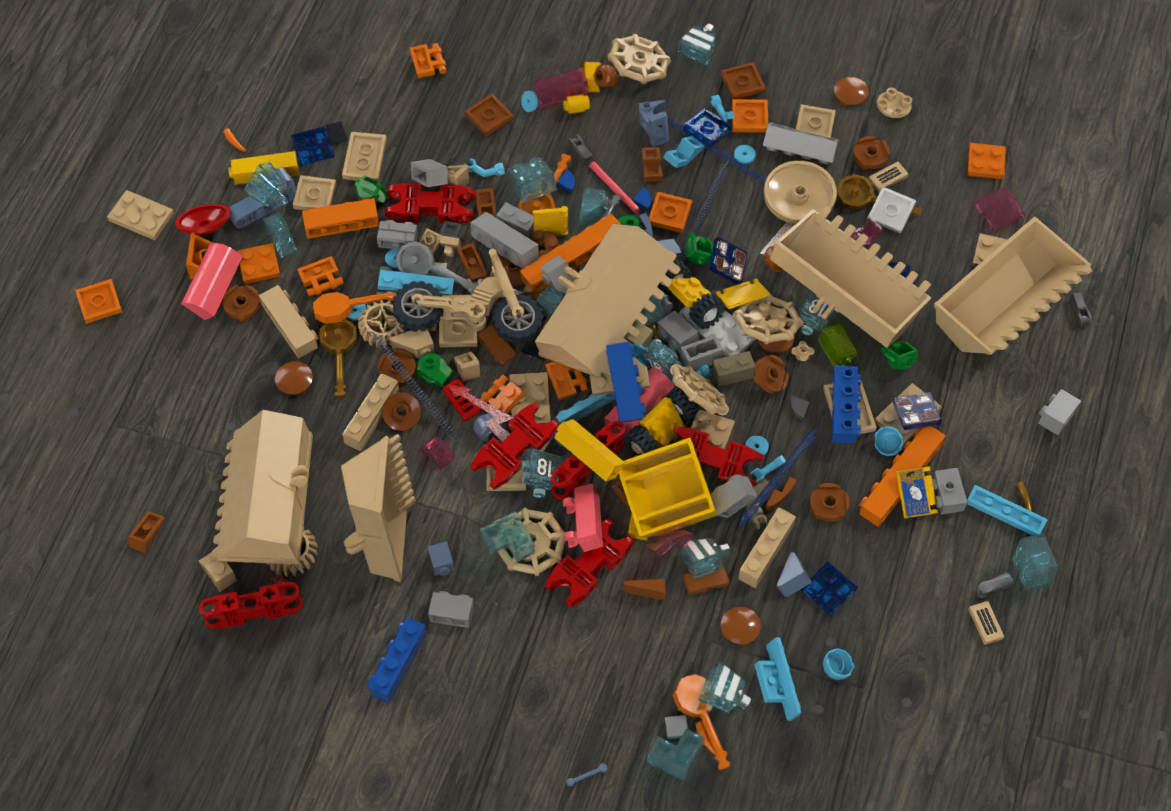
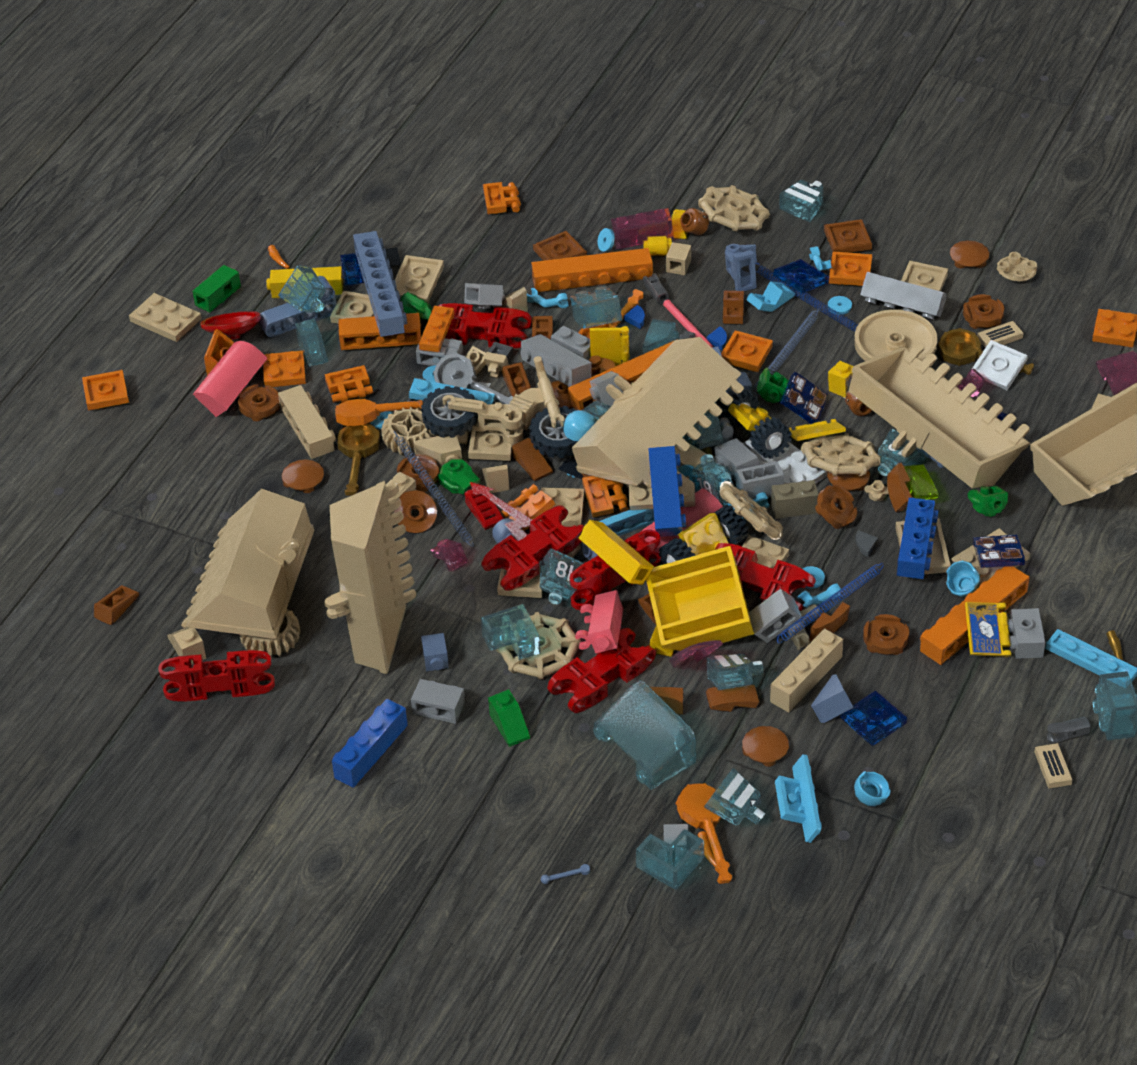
camera: 10 degrees right, 15 degrees down
(183, 181) = (216, 288): none -> green brick
(333, 170) = (380, 284): none -> sand blue brick
(392, 214) = (436, 329): none -> orange plate
(515, 622) = (508, 718): none -> green slope
(521, 135) = (592, 270): none -> orange brick
(537, 315) = (577, 424): none -> medium azure hair
(597, 116) = (678, 258): none -> tan brick
(639, 629) = (648, 734): none -> clear light blue windscreen
(759, 237) = (840, 378): none -> yellow brick
(821, 352) = (897, 489): none -> dark orange slope

